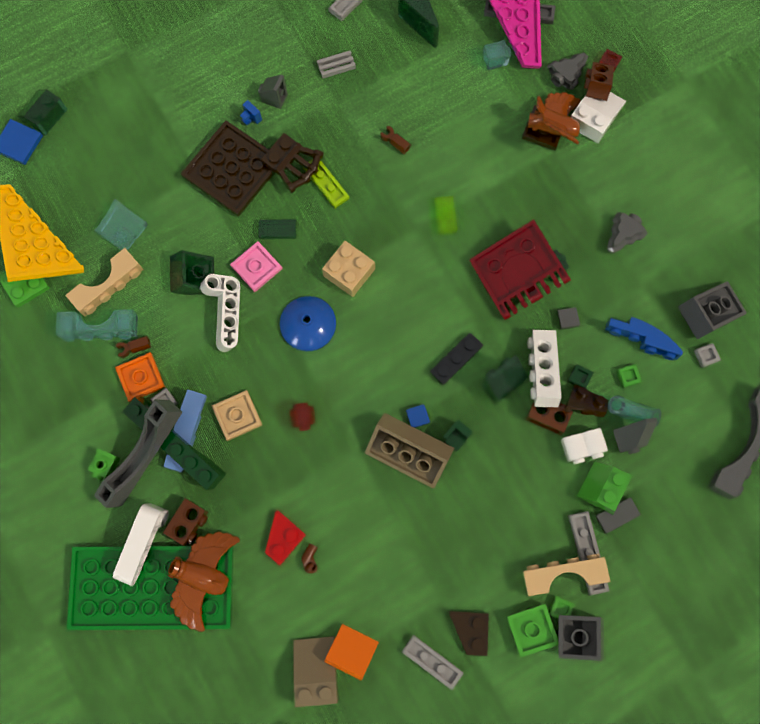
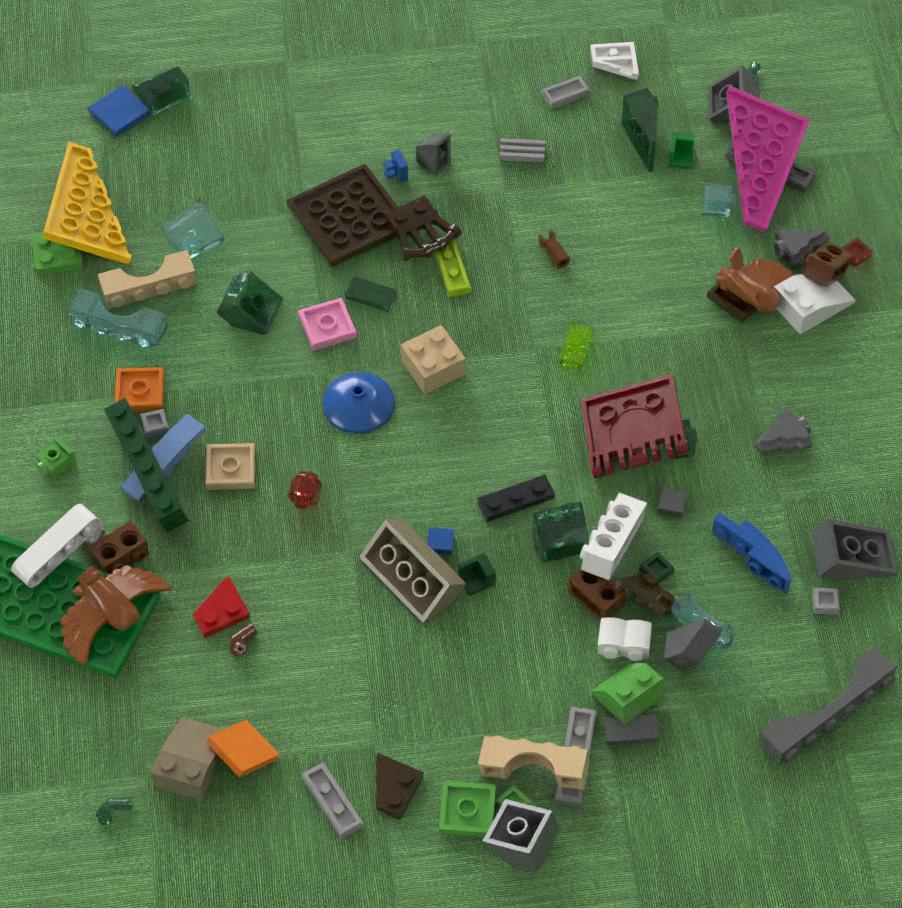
camera: 20 degrees right, 20 degrees down
(134, 346) = (147, 355): reddish brown bar -> none
(157, 425) = (64, 481): dark grey arch -> none
(224, 313) = (269, 356): white beam -> none
(451, 22) = (681, 150): none -> green panel
(629, 376) = (717, 588): bright green tile -> none

